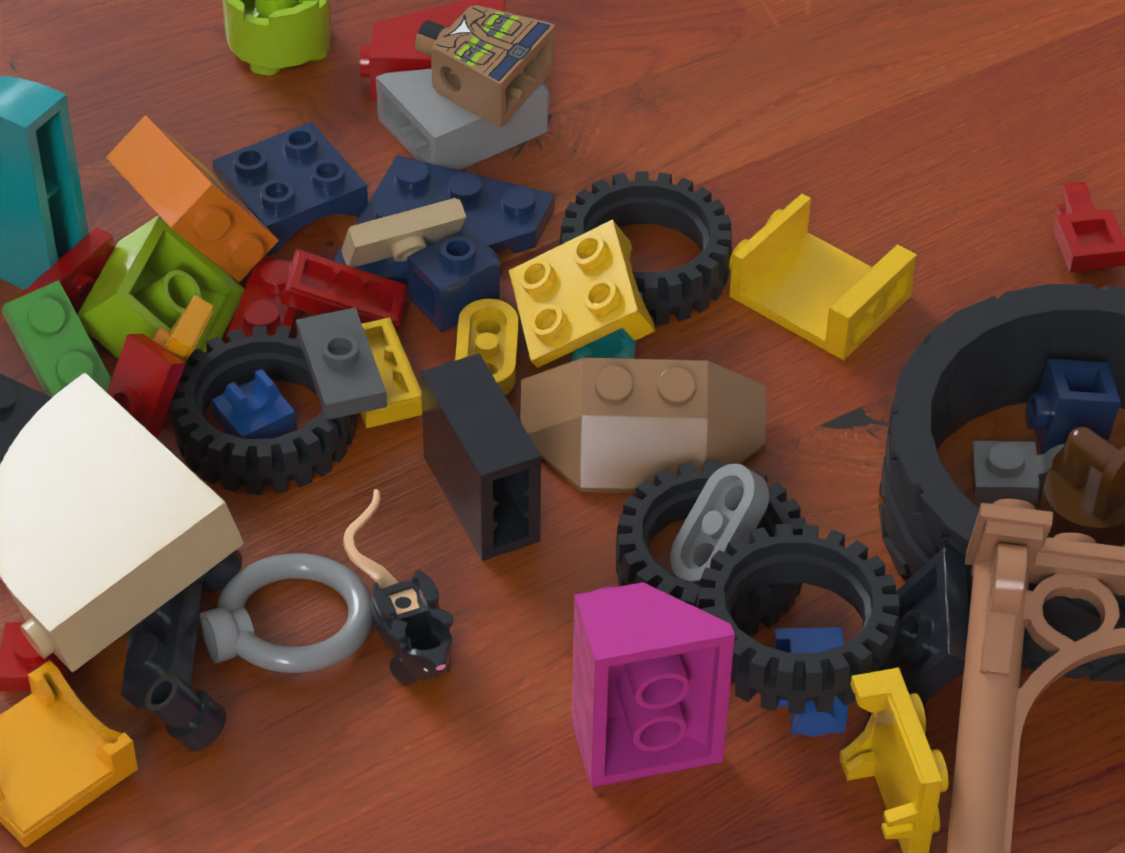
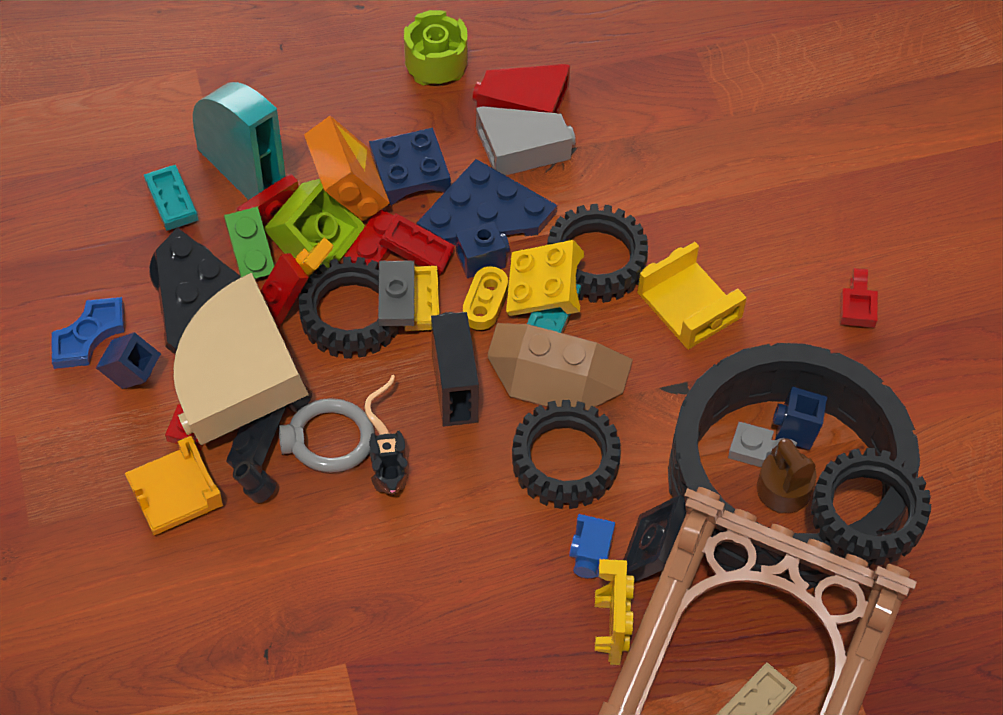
camera: 15 degrees right, 10 degrees up
(254, 410) = (346, 307): blue tile -> none
(402, 233) = (458, 217): tan plate -> none
(489, 60) = (541, 114): medium nougat torso -> none
(648, 683) = (492, 532): dark pink slope -> none
(725, 509) = (572, 442): light grey plate -> none
(820, 564) = (597, 476): black tyre -> none

